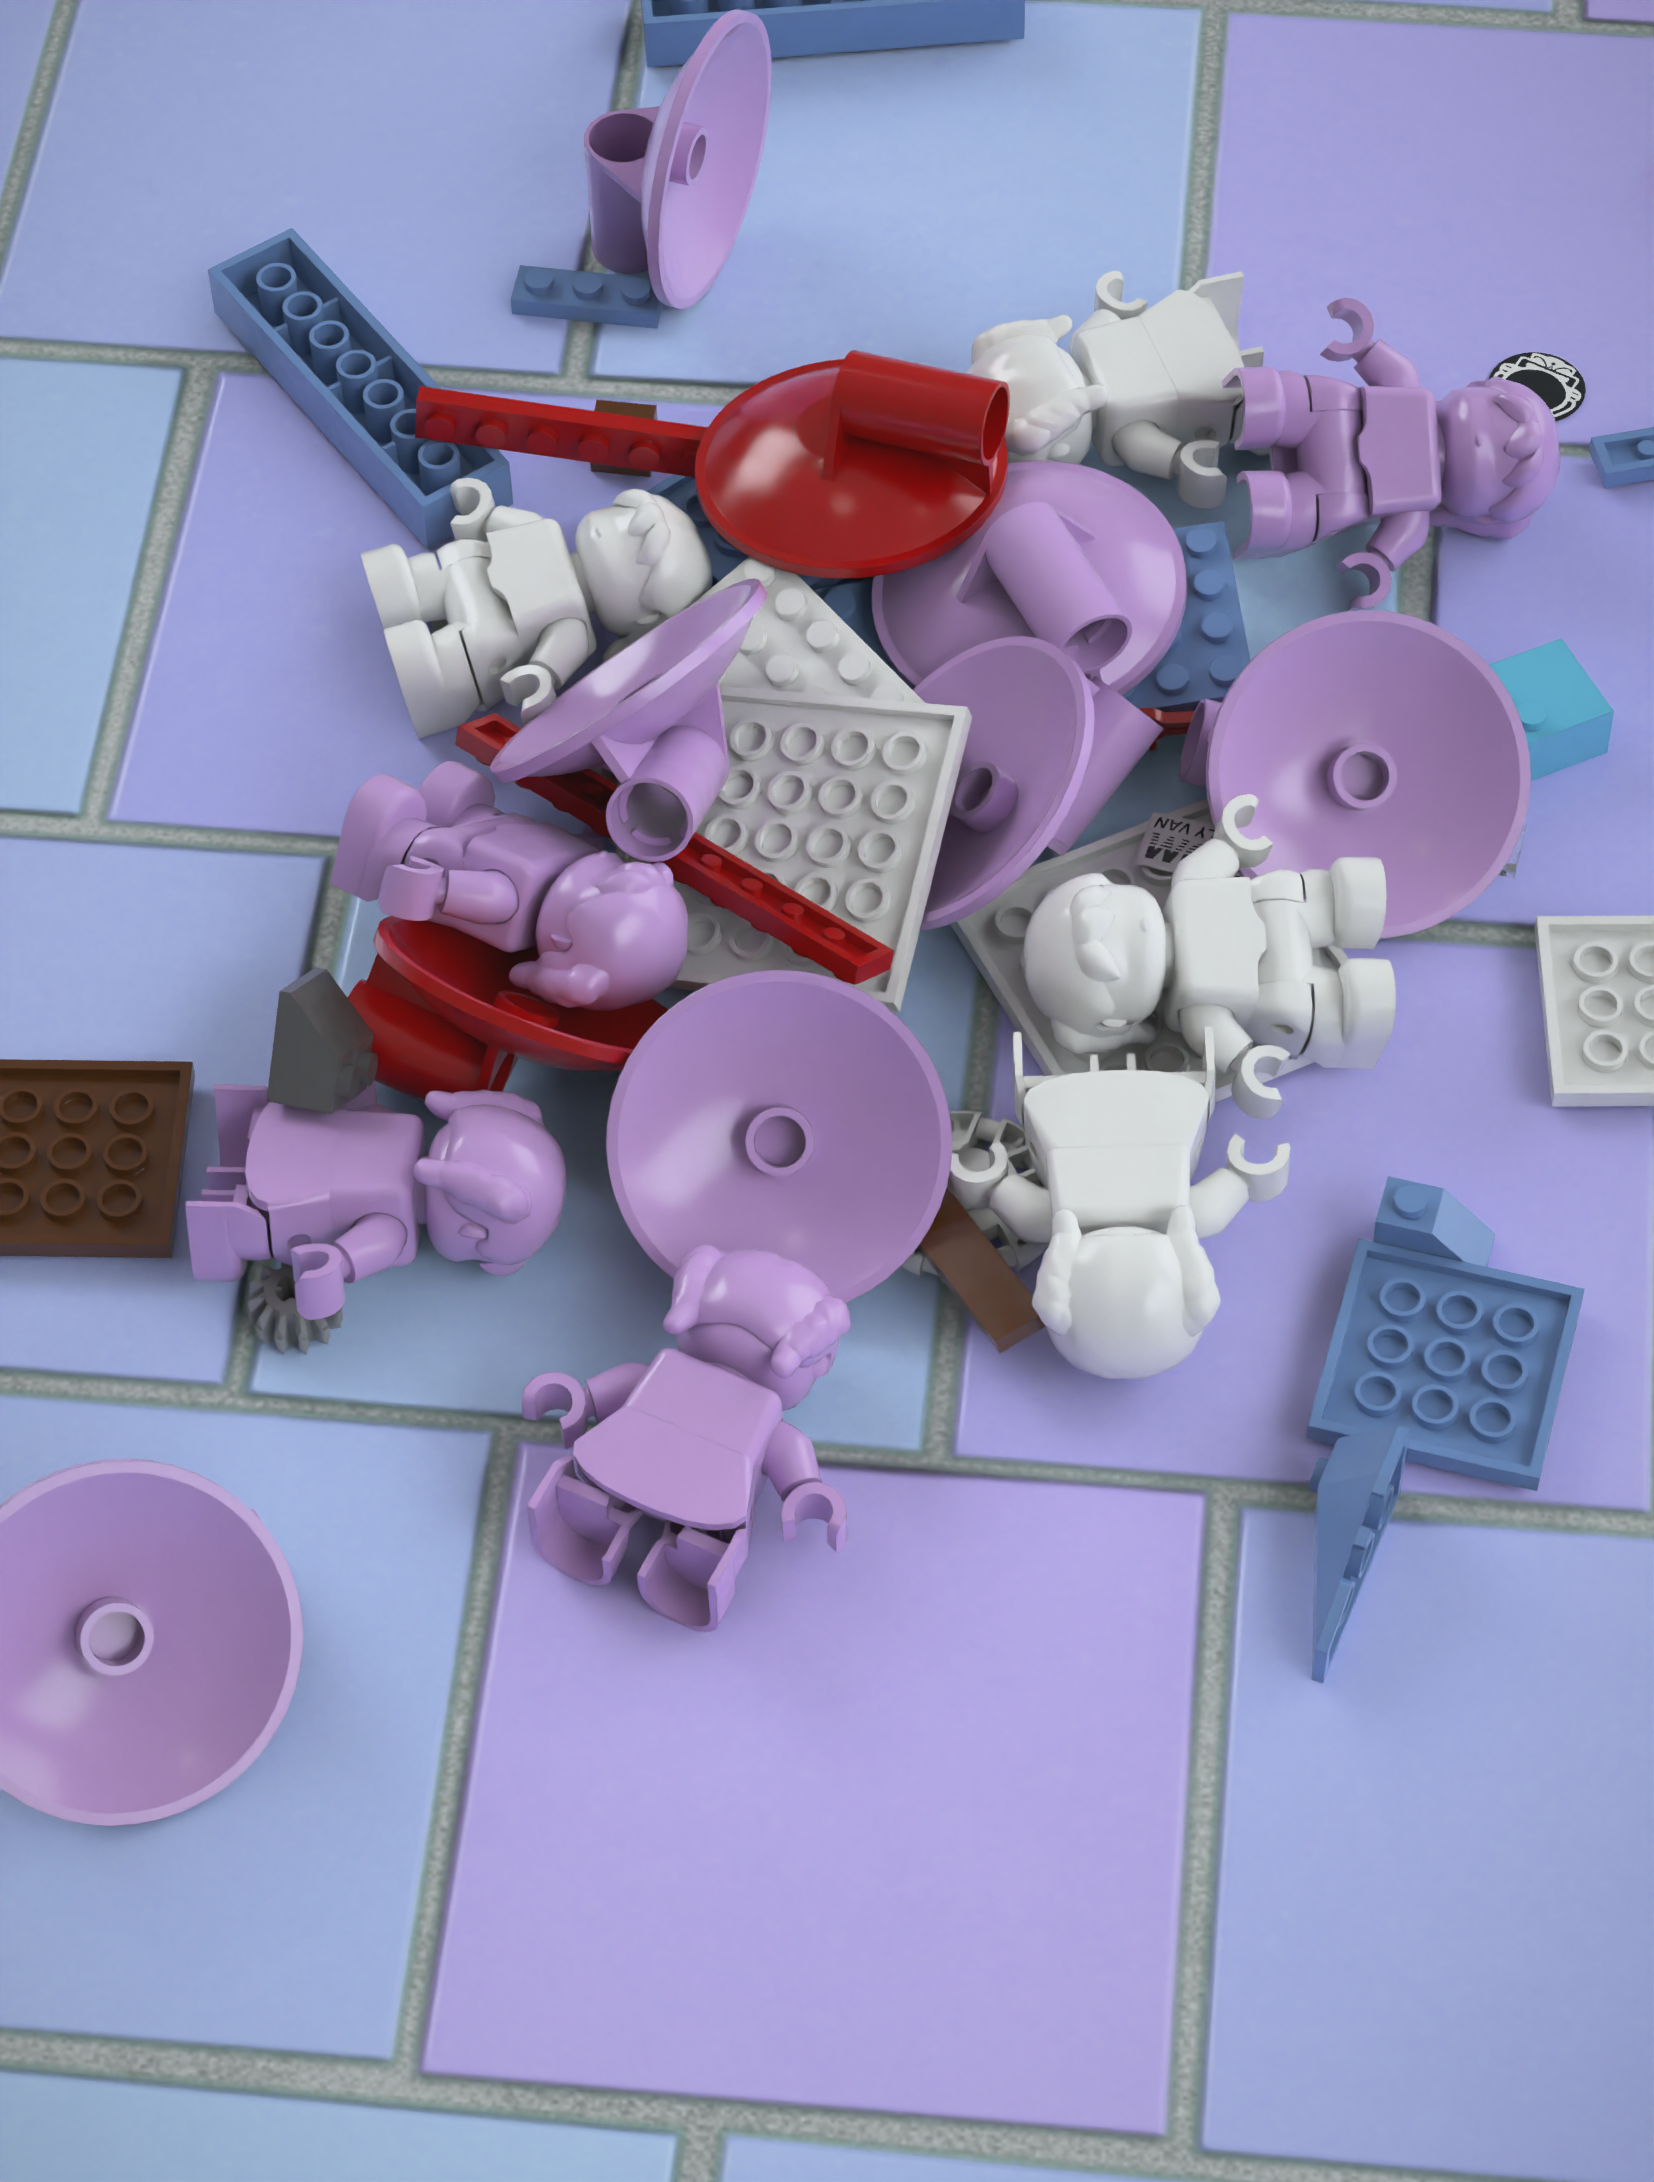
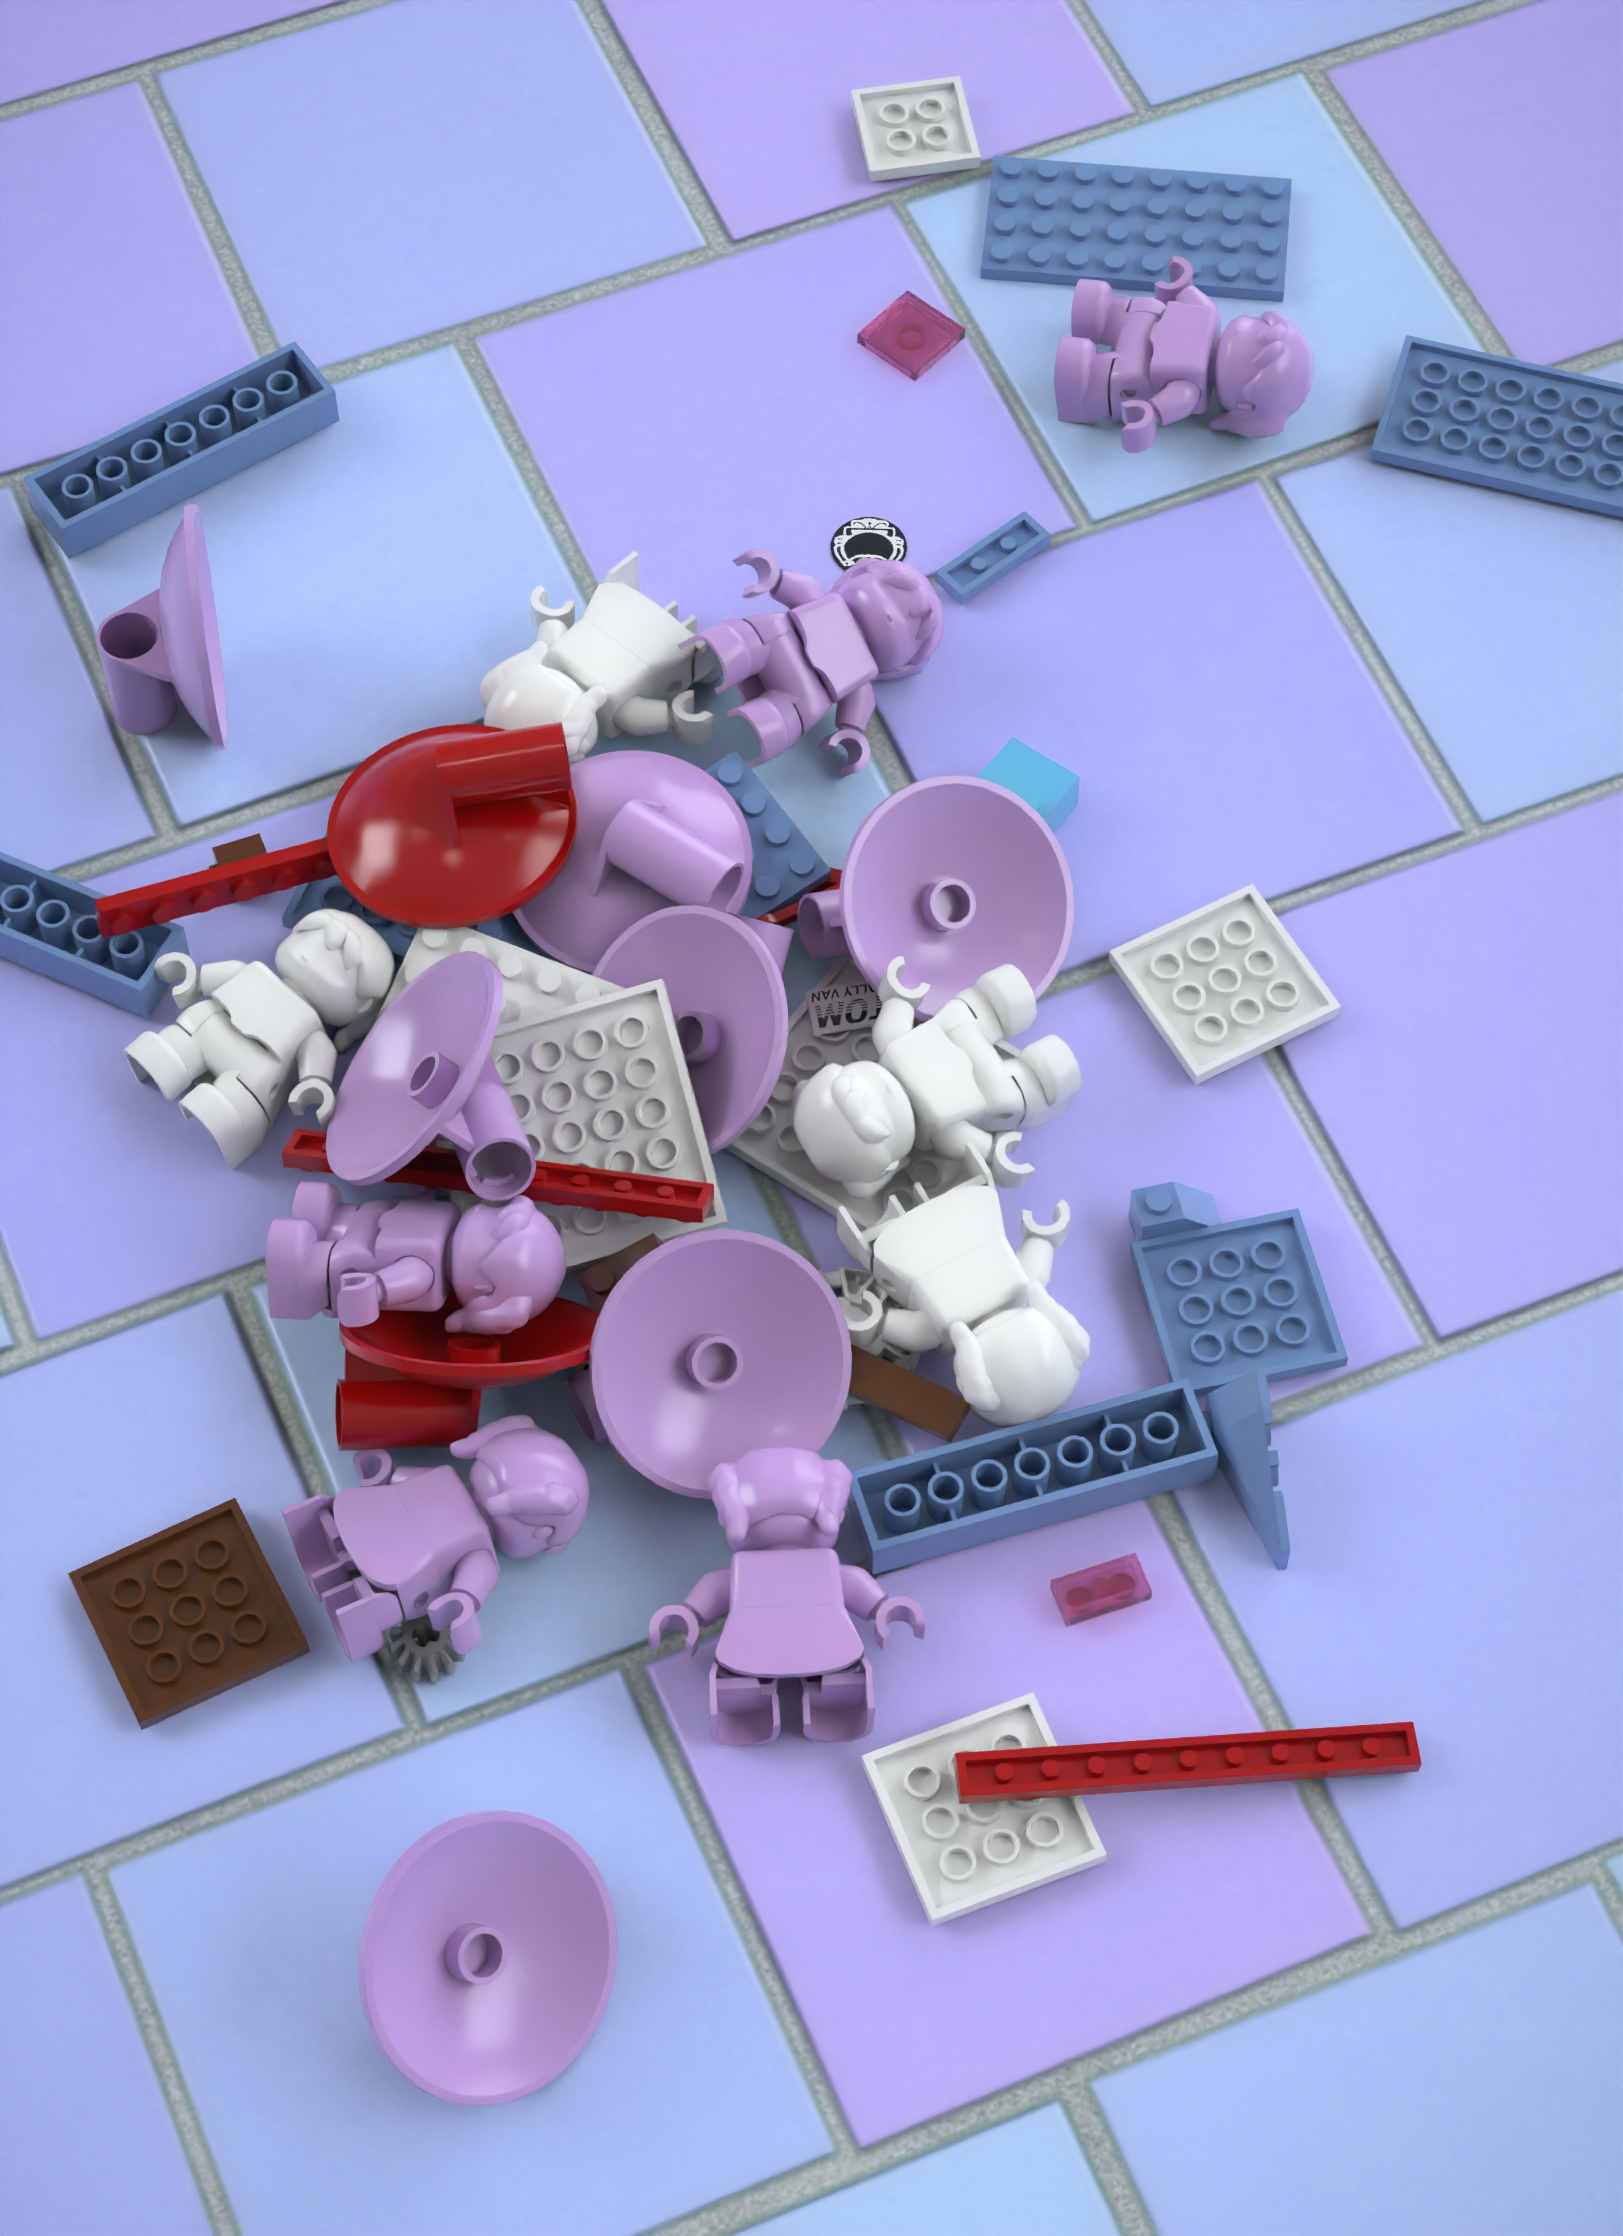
camera: 30 degrees left, 5 degrees up
(319, 1046) = (355, 1451): dark grey slope -> none
(585, 297) = (141, 764): medium blue plate -> none
(792, 1772) = (985, 1850): none -> white plate
(1059, 1832) = (1186, 1762): none -> red plate
(1076, 1434) = (1031, 1475): none -> medium blue brick
(1082, 1599) = (1101, 1589): none -> clear pink plate

